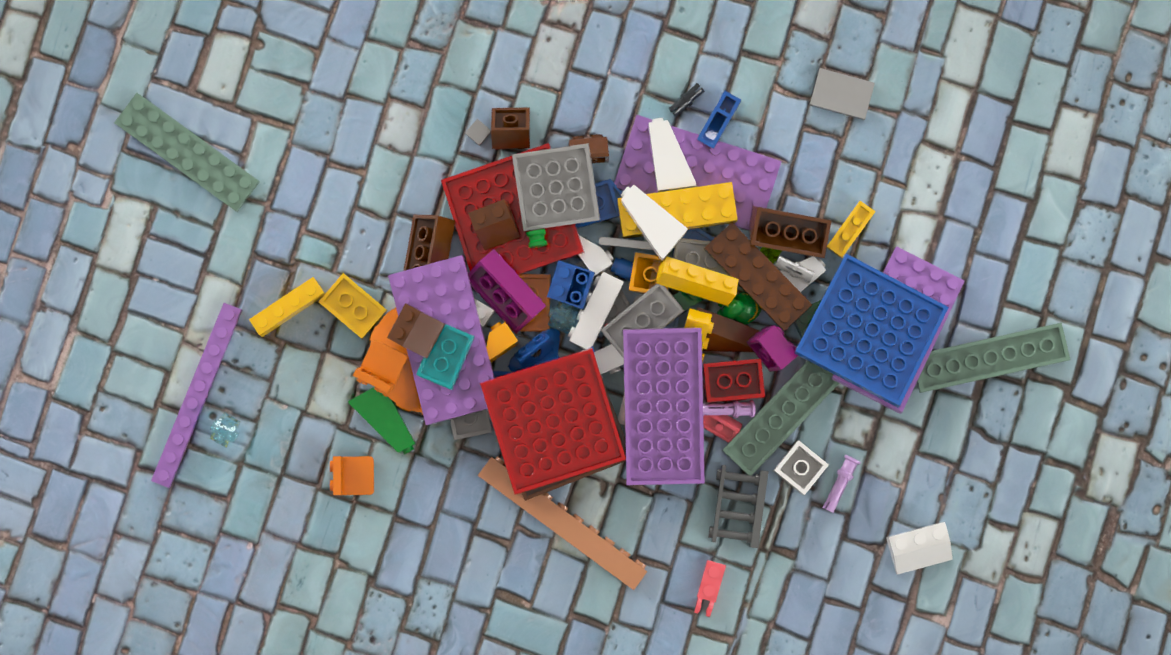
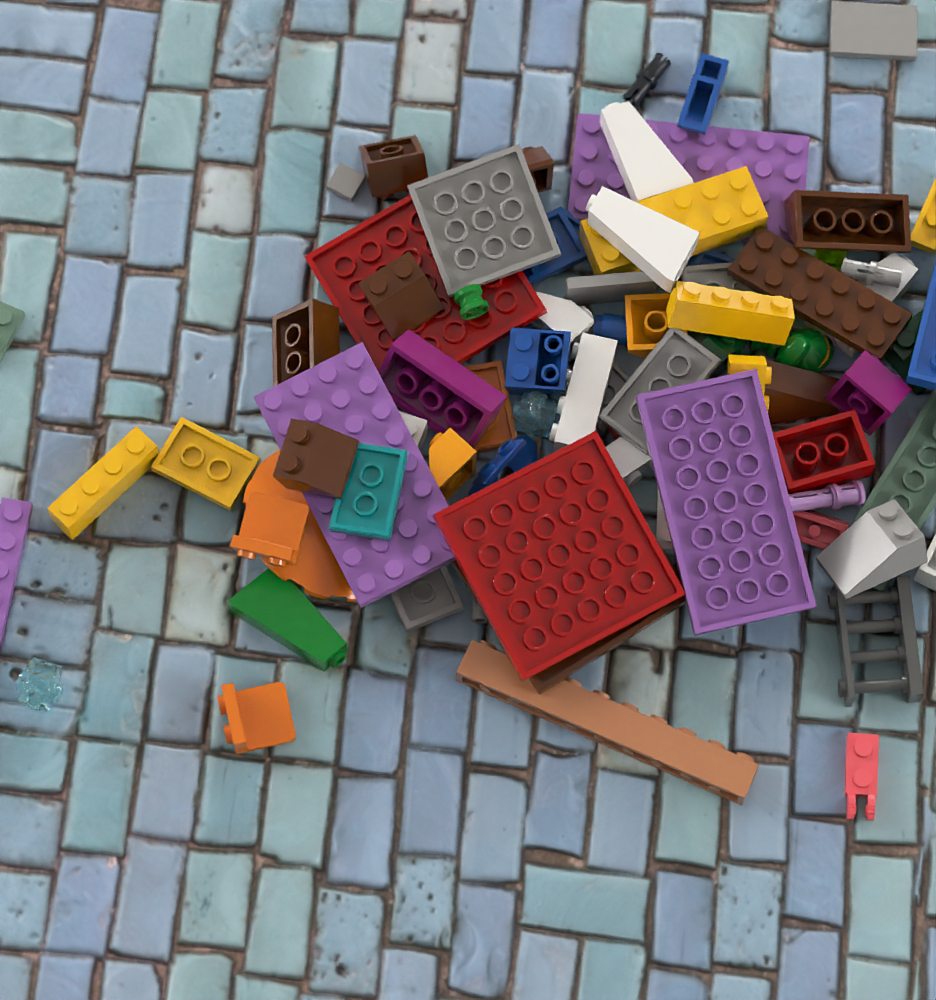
camera: 15 degrees left, 15 degrees down
(748, 453) = (874, 550): none -> light grey slope

